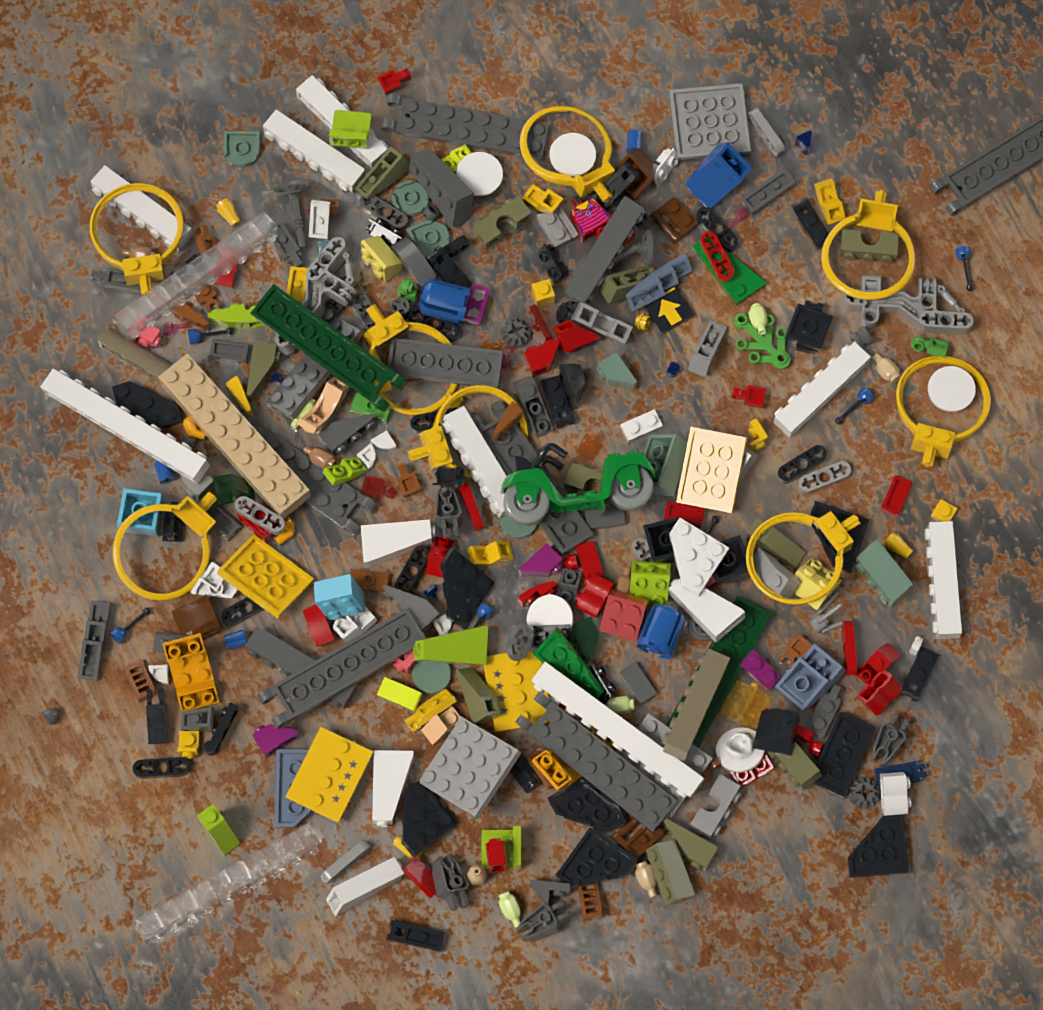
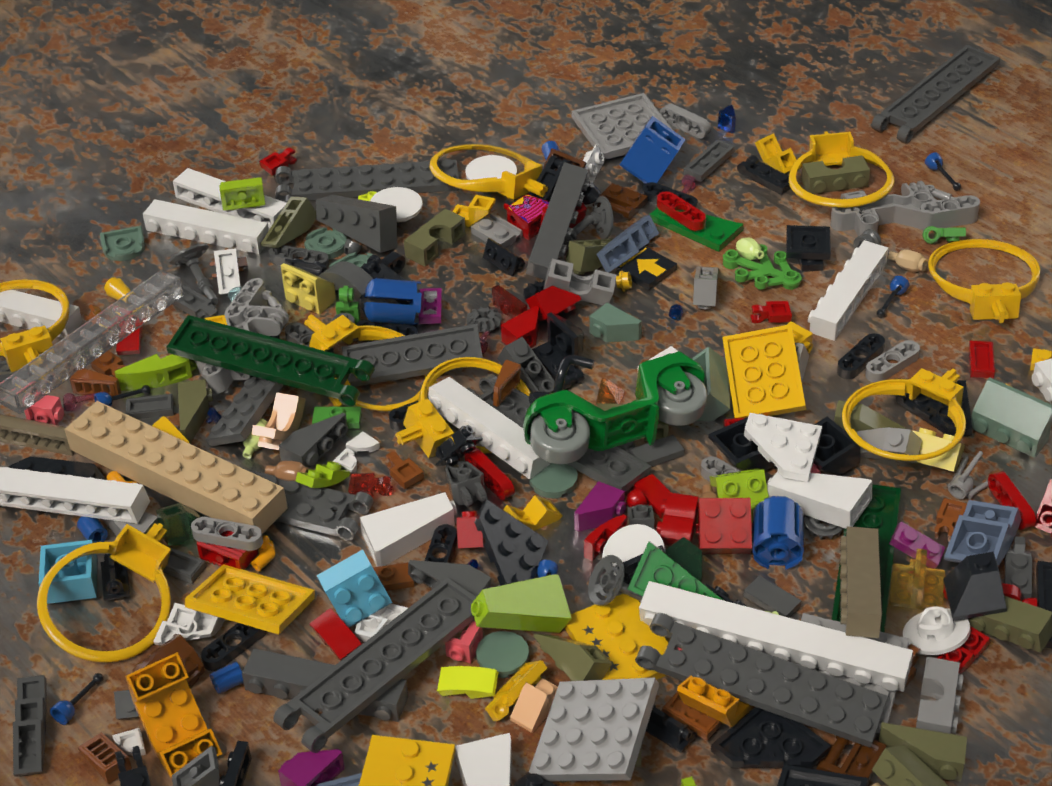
camera: 15 degrees left, 30 degrees down
(543, 293) = (503, 275): yellow brick -> none
(951, 389) = (988, 257): white piece -> none

